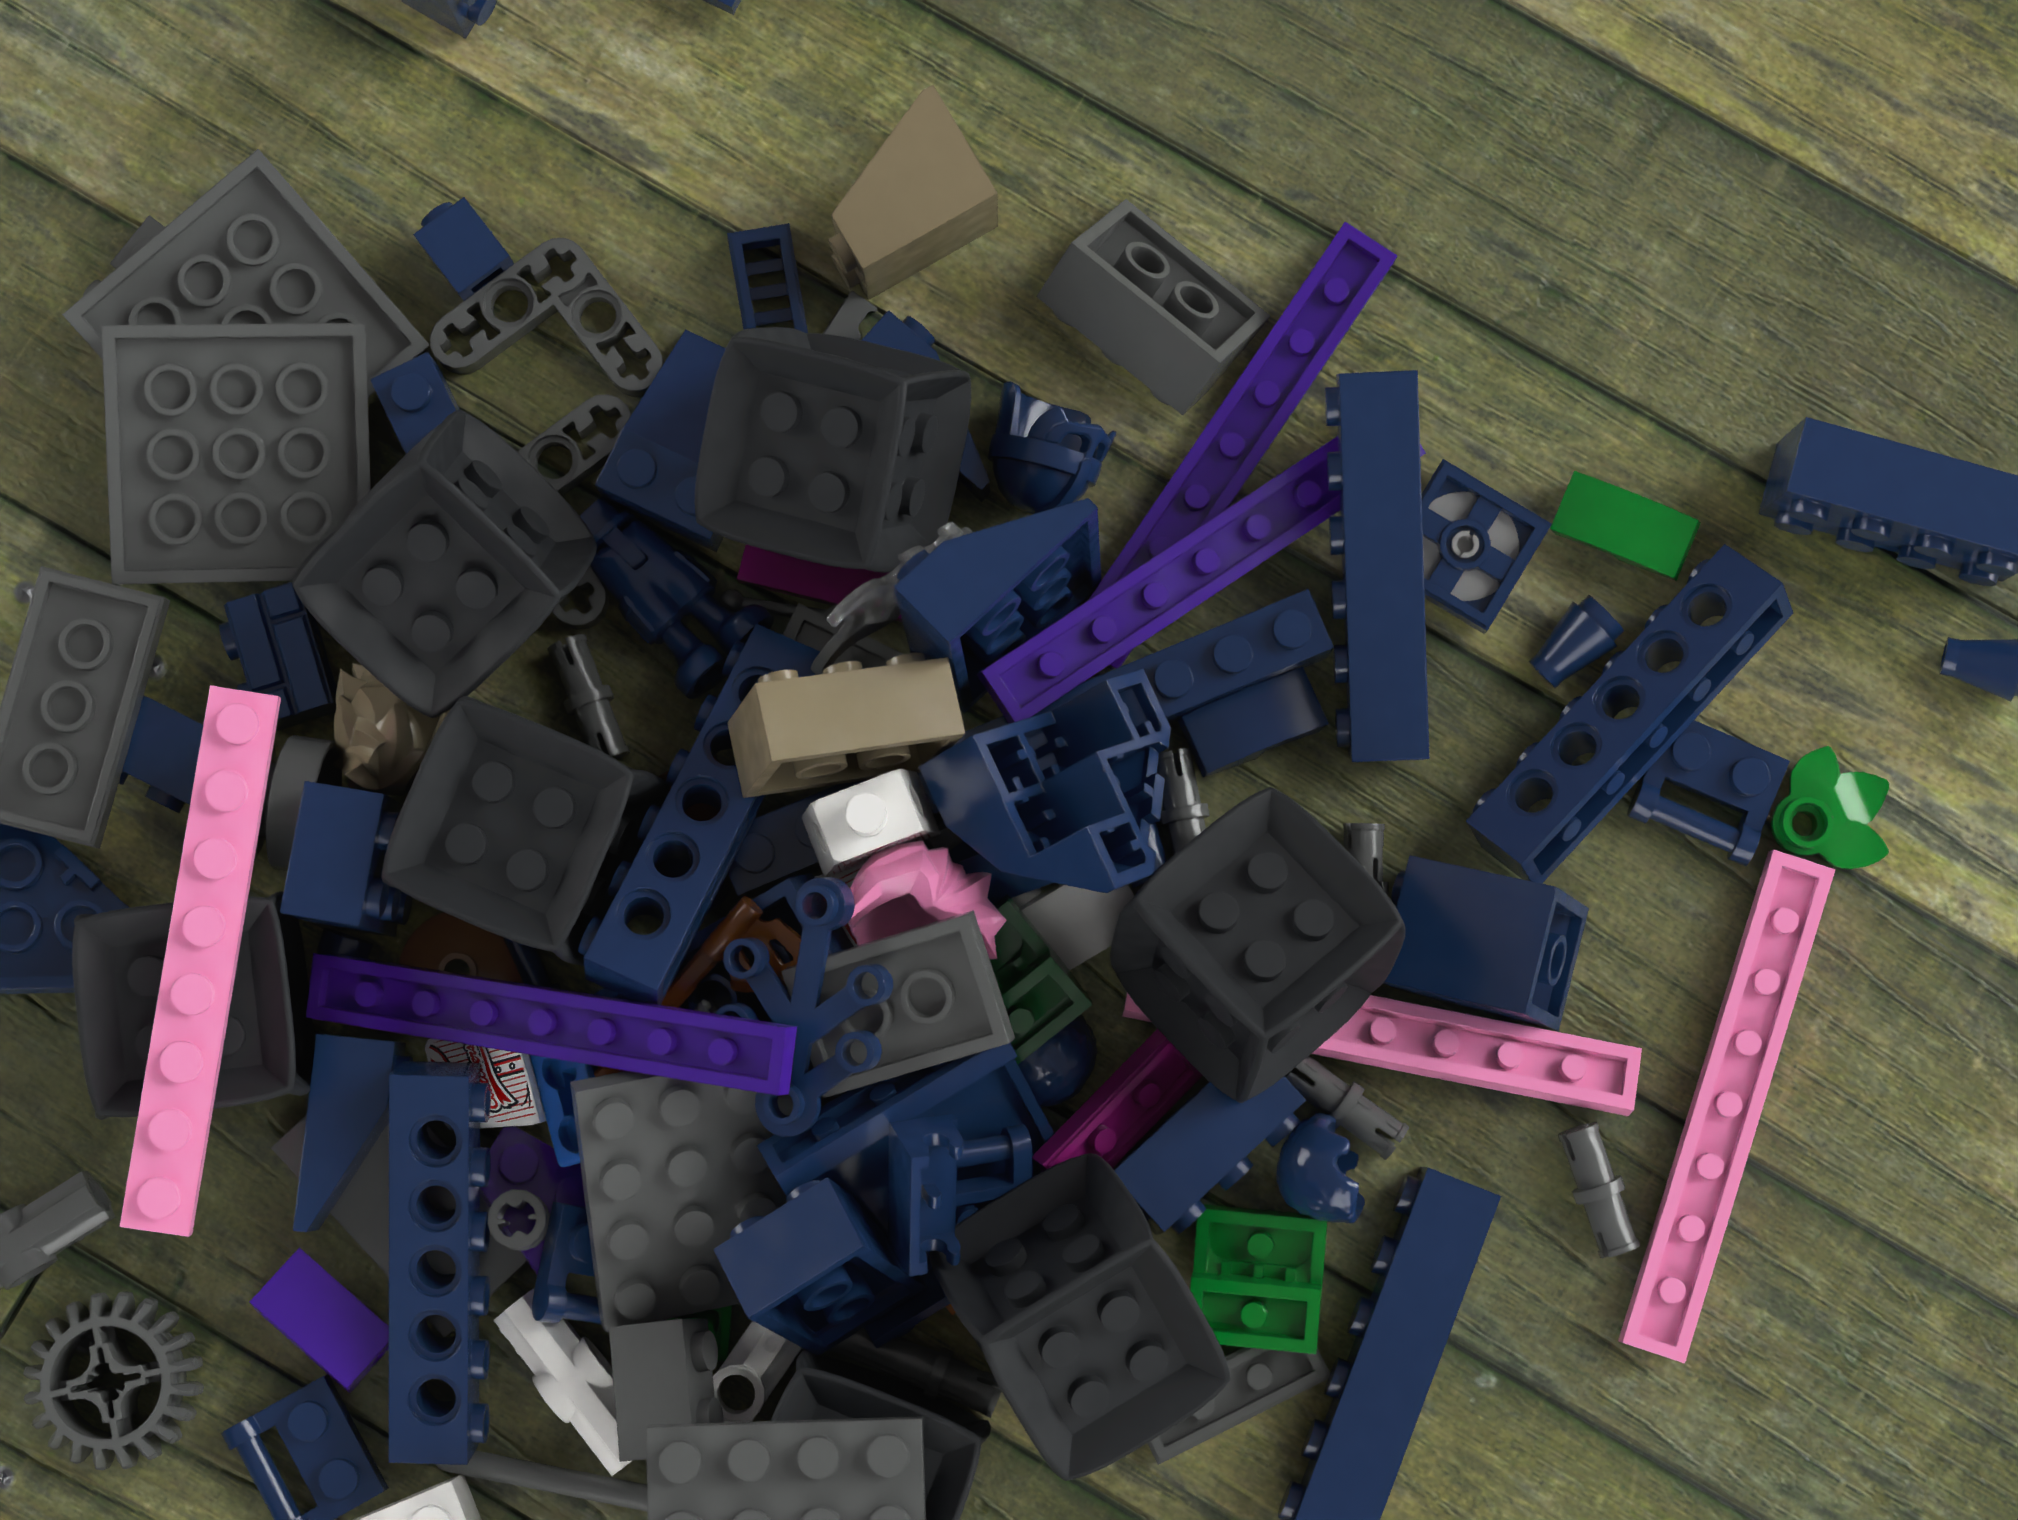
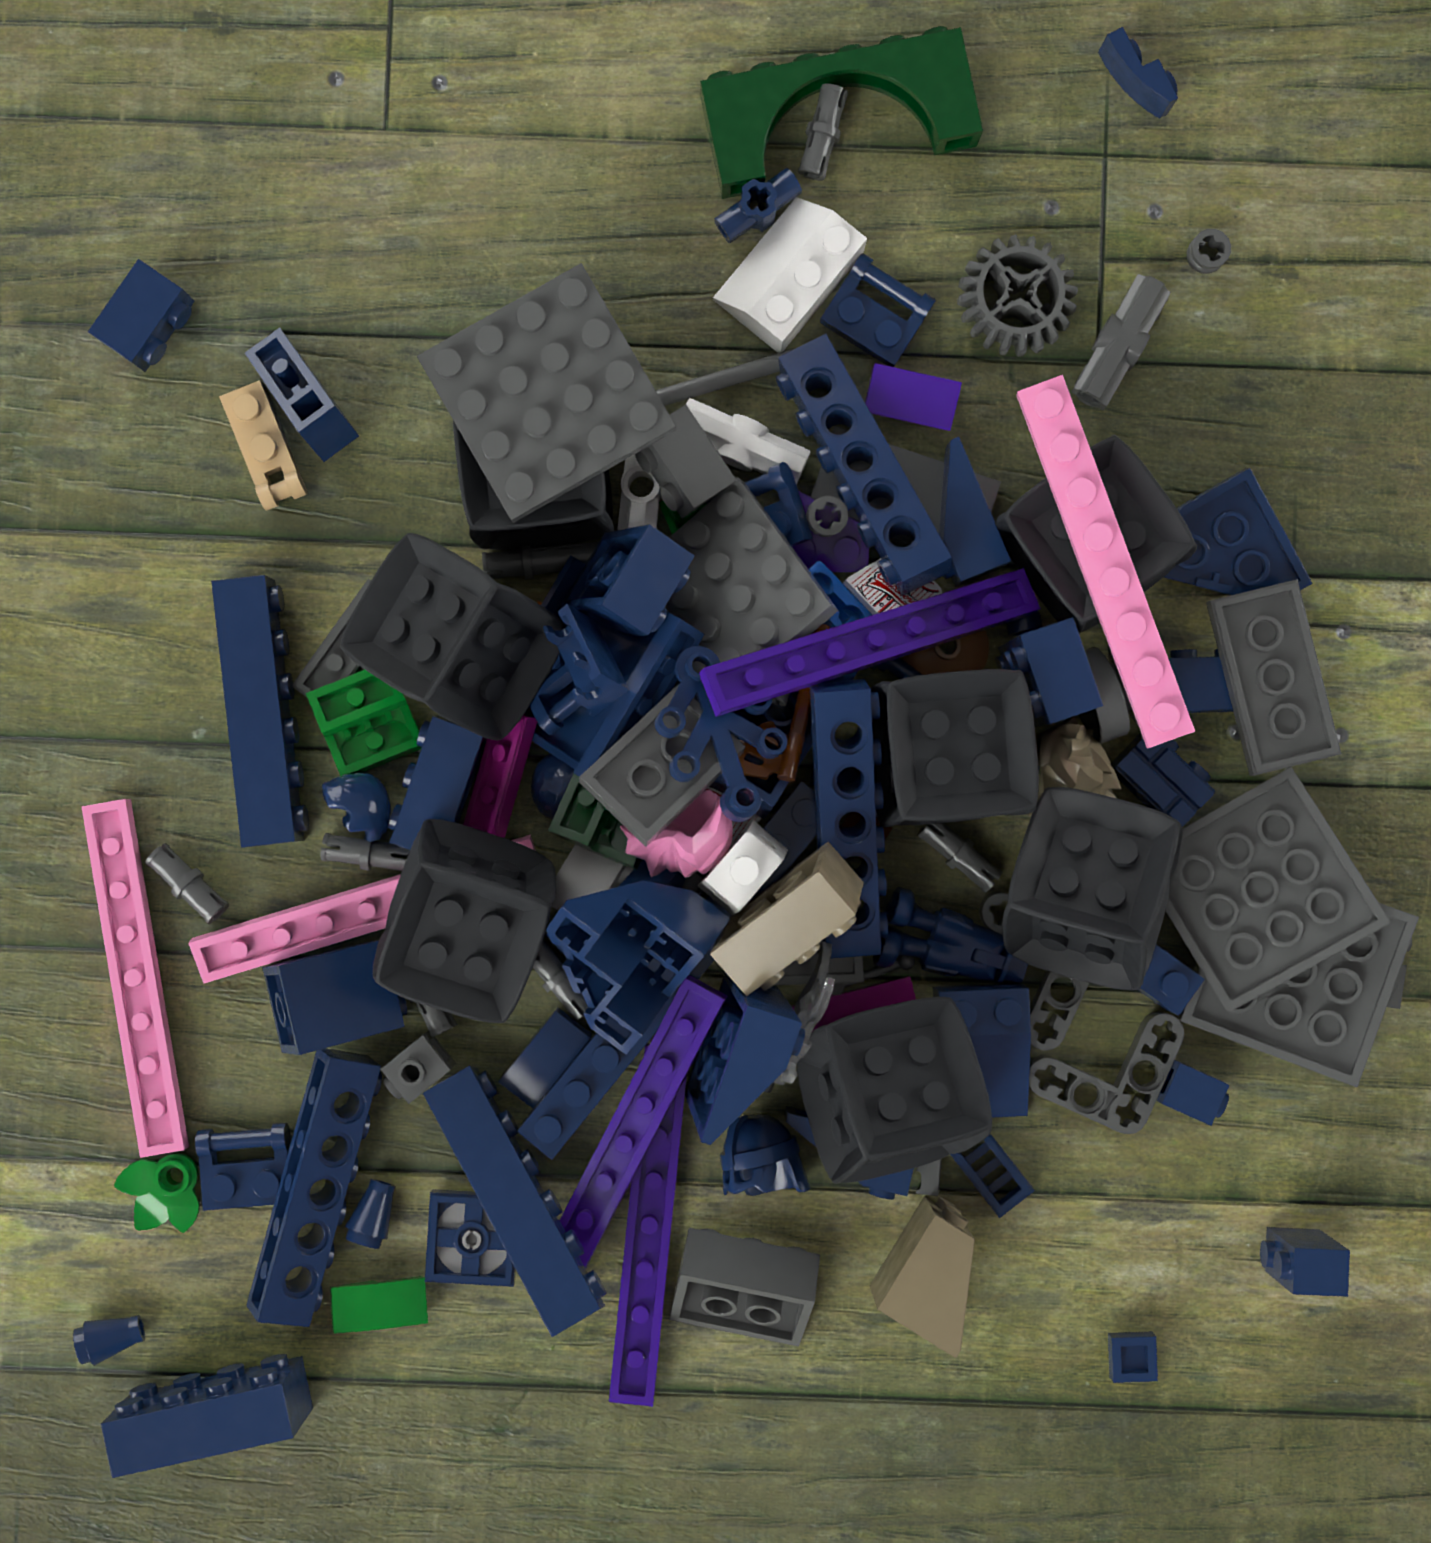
camera: 145 degrees right, 5 degrees up
(1422, 795) = (417, 1068): none -> dark grey brick

